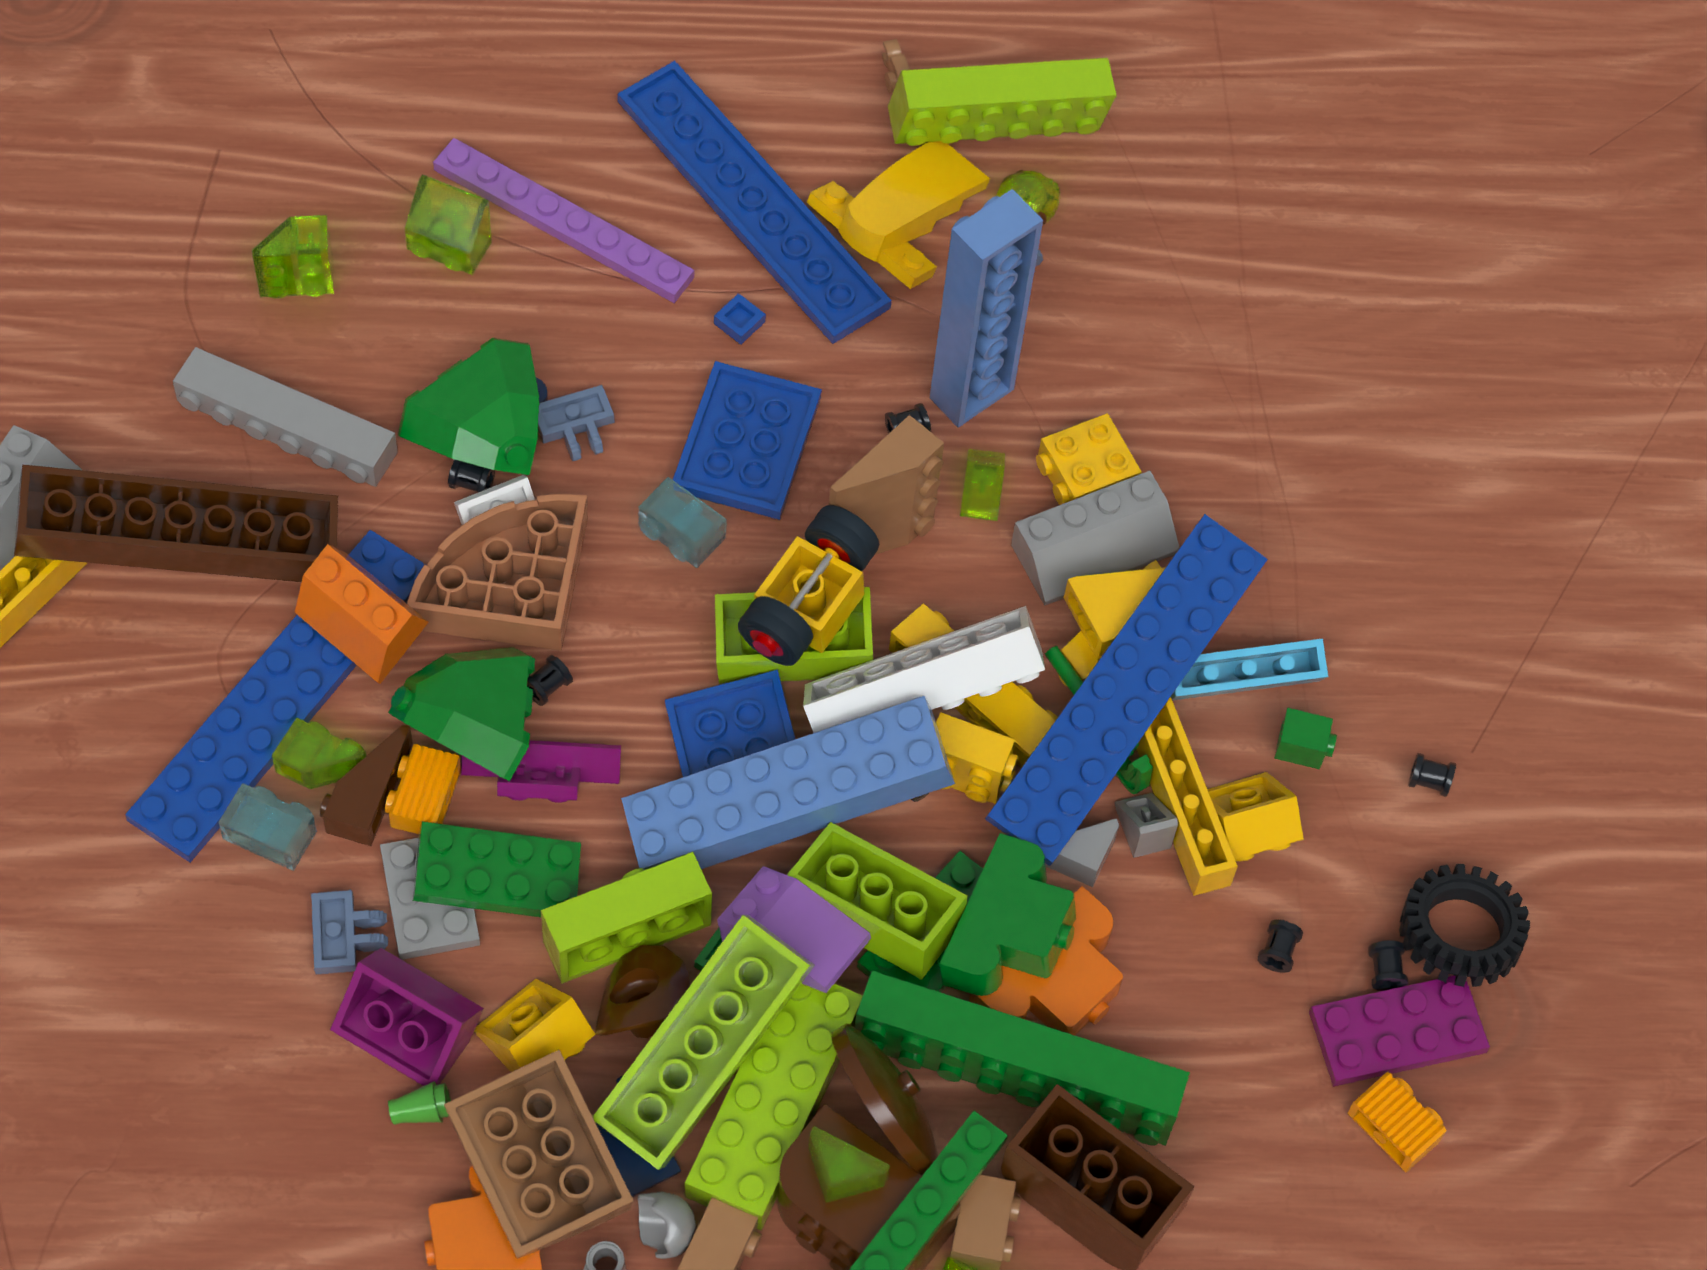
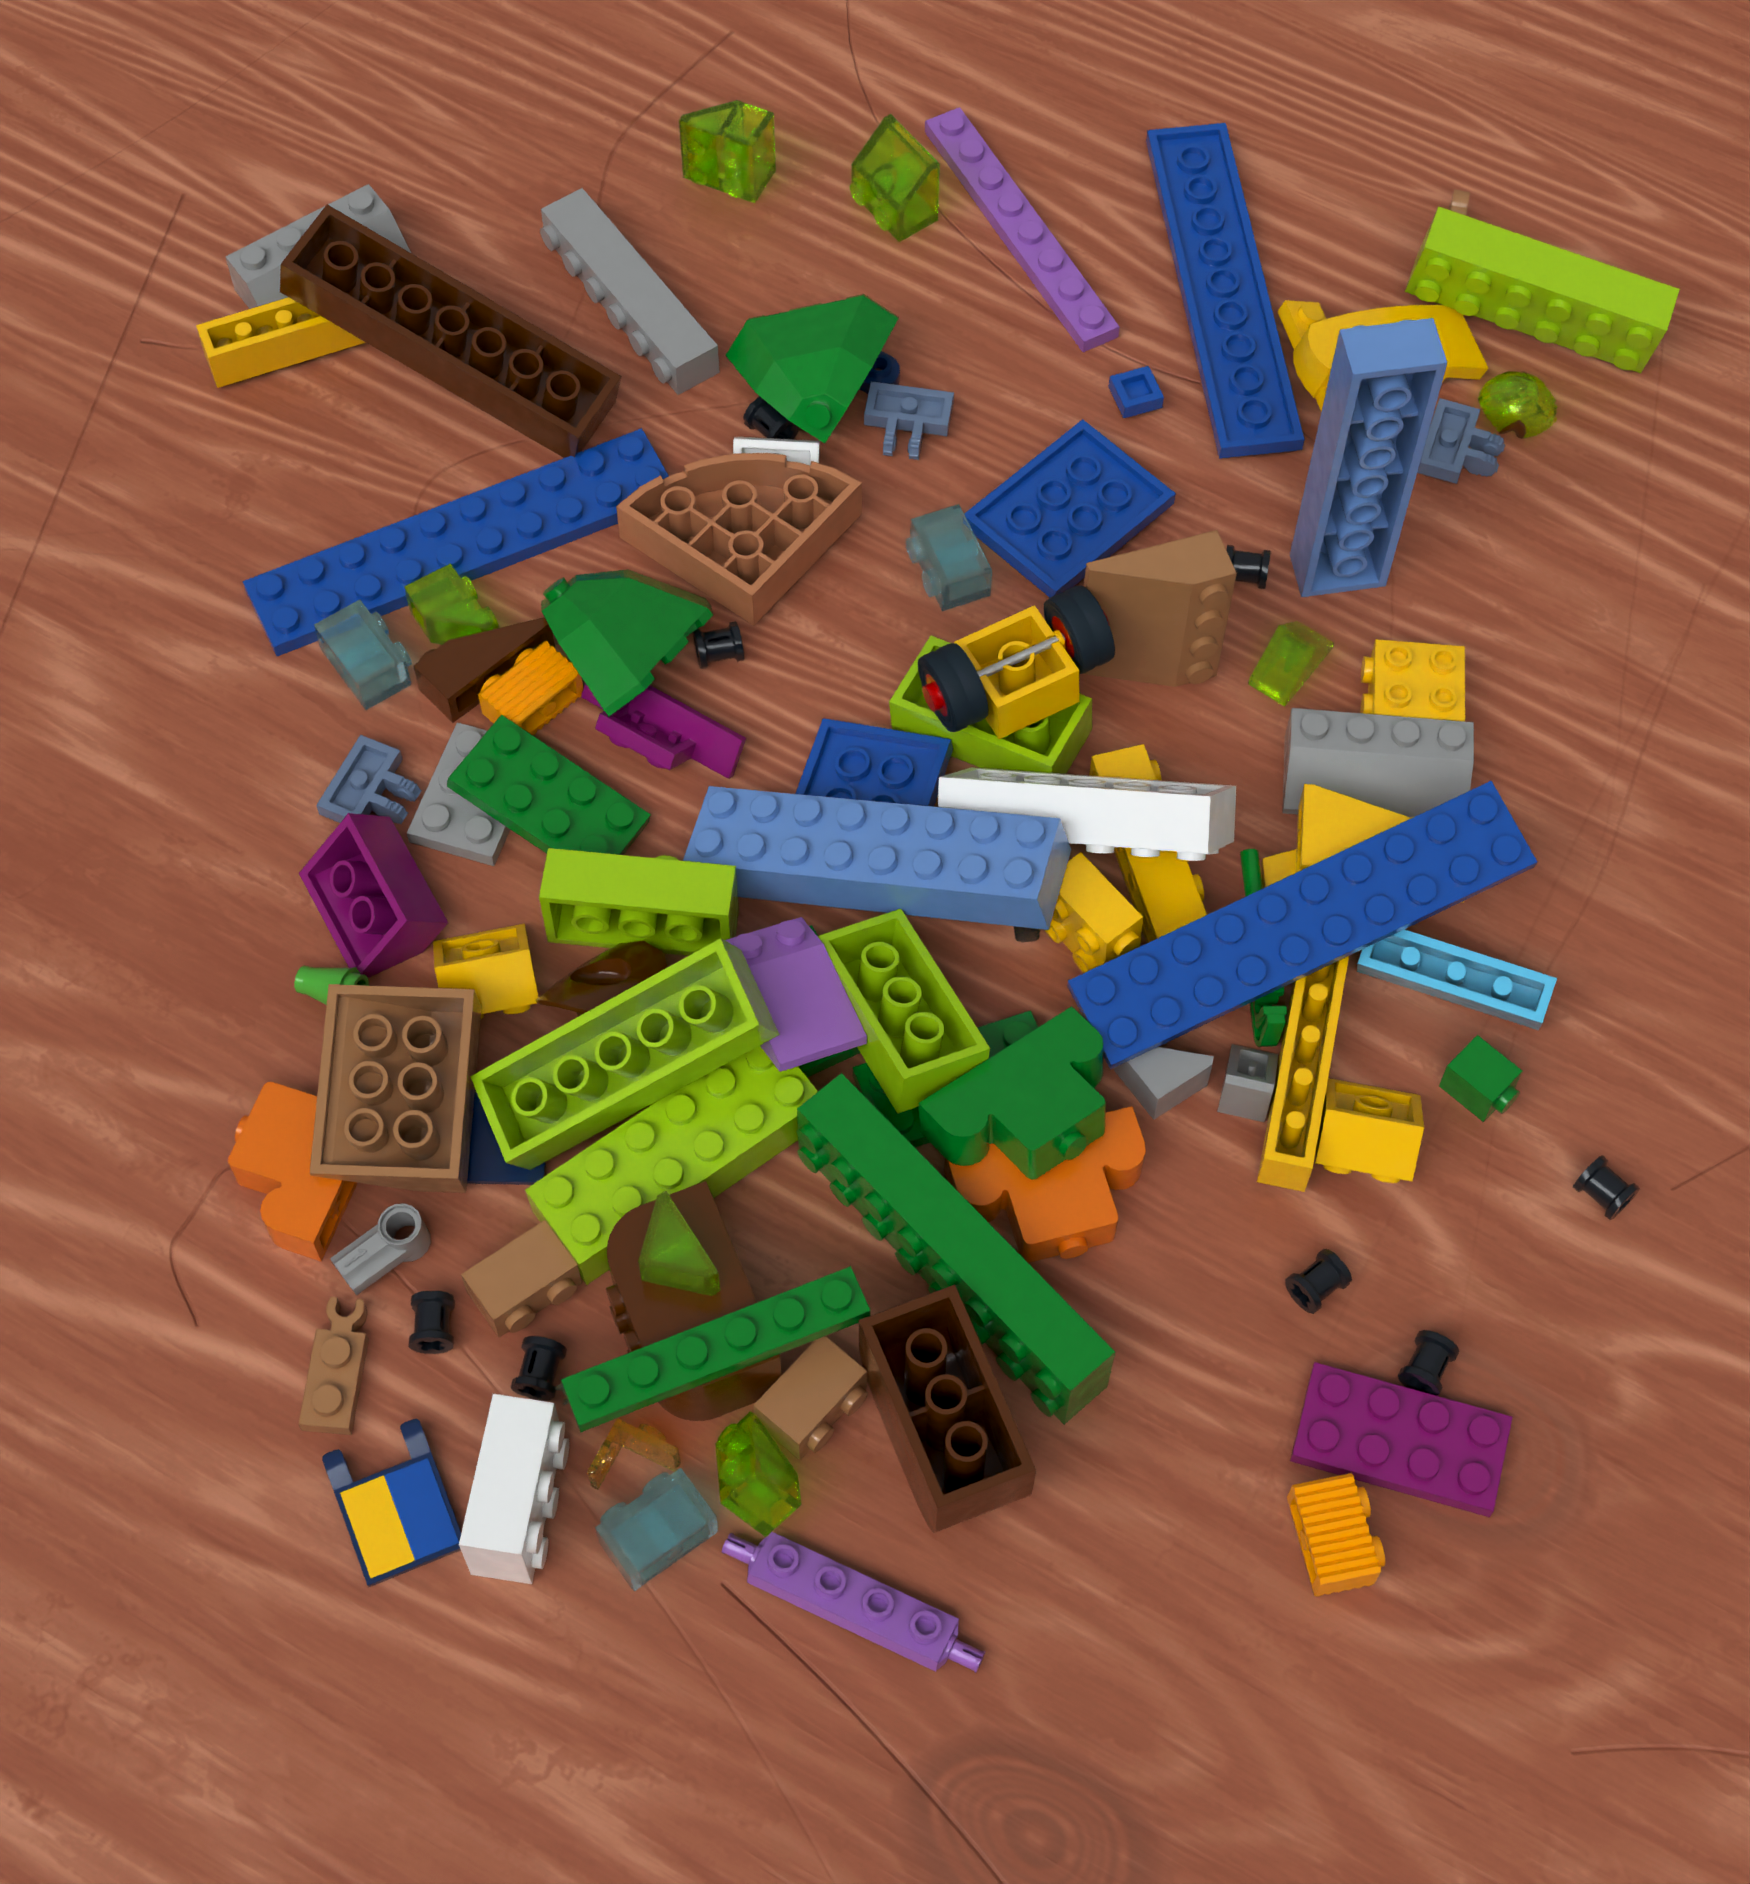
camera: 35 degrees right, 0 degrees up
(357, 613) = (568, 489): orange slope -> none
(665, 1223) = (489, 1222): light grey hair -> none
(887, 1096) = (770, 1204): reddish brown dish -> none
(1451, 960) = (1498, 1390): black tyre -> none

